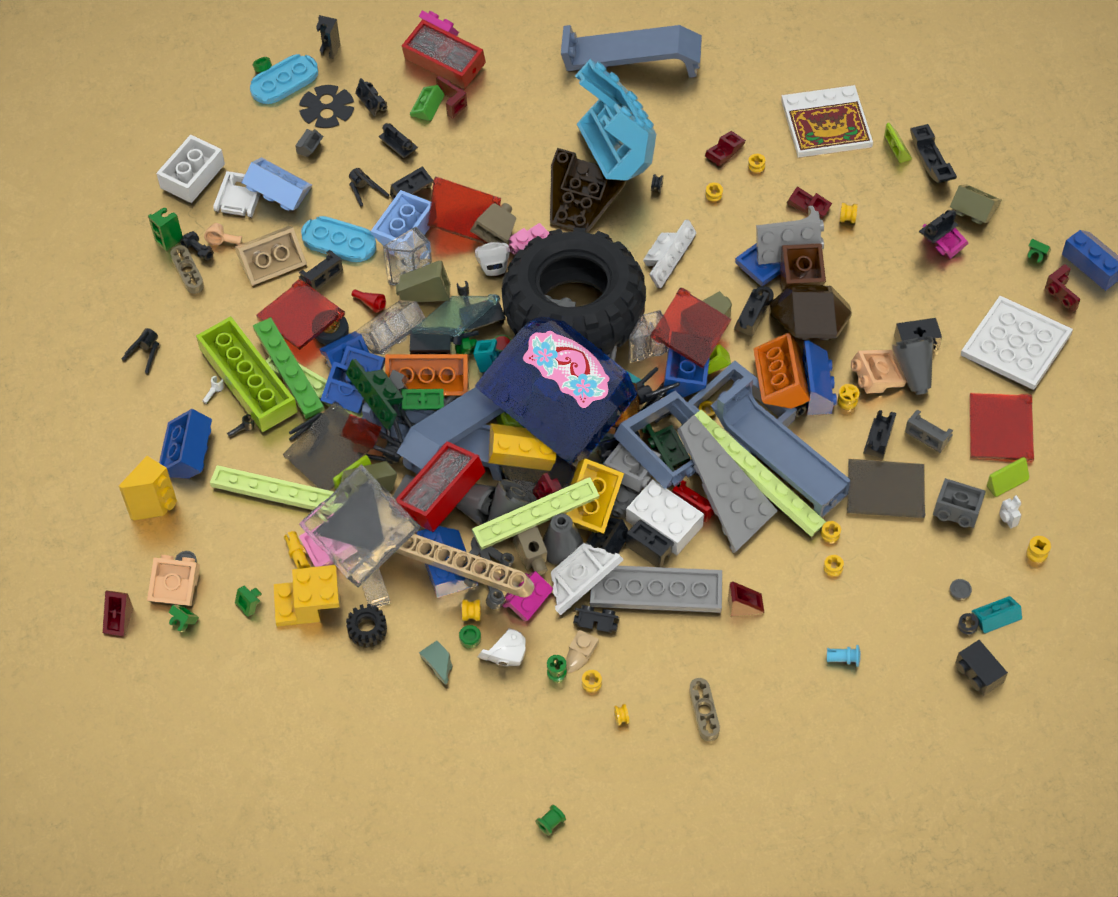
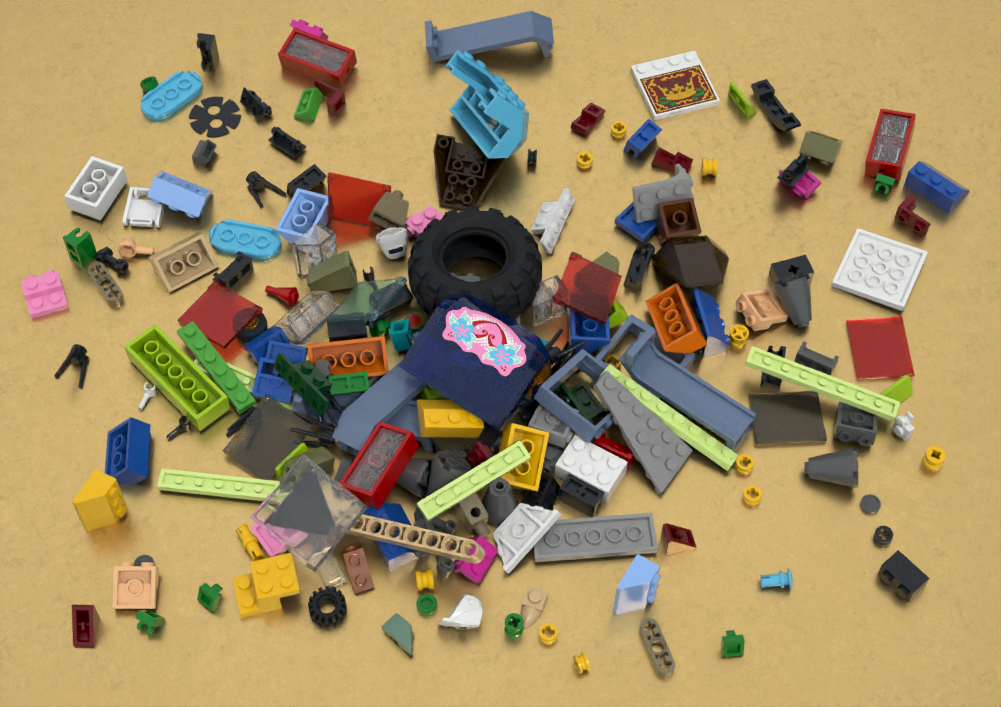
camera: 10 degrees left, 0 degrees up
(122, 273) = (44, 294): none -> bright pink plate
(361, 431) = (295, 421): clear red piece -> none
(403, 590) = (357, 568): none -> dark orange bracket
(588, 616) = (534, 573): black hinge -> none
(690, 642) = (637, 586): none -> light blue slope
(780, 174) = (642, 137): none -> blue hinge
(784, 715) = (732, 644): none -> green tile
(928, 456) = (822, 383): none -> yellowish green plate
(928, 546) = (835, 467): none -> dark grey cone
(998, 614) = (908, 523): teal slope -> none
(1052, 208) = (890, 144): none -> brick

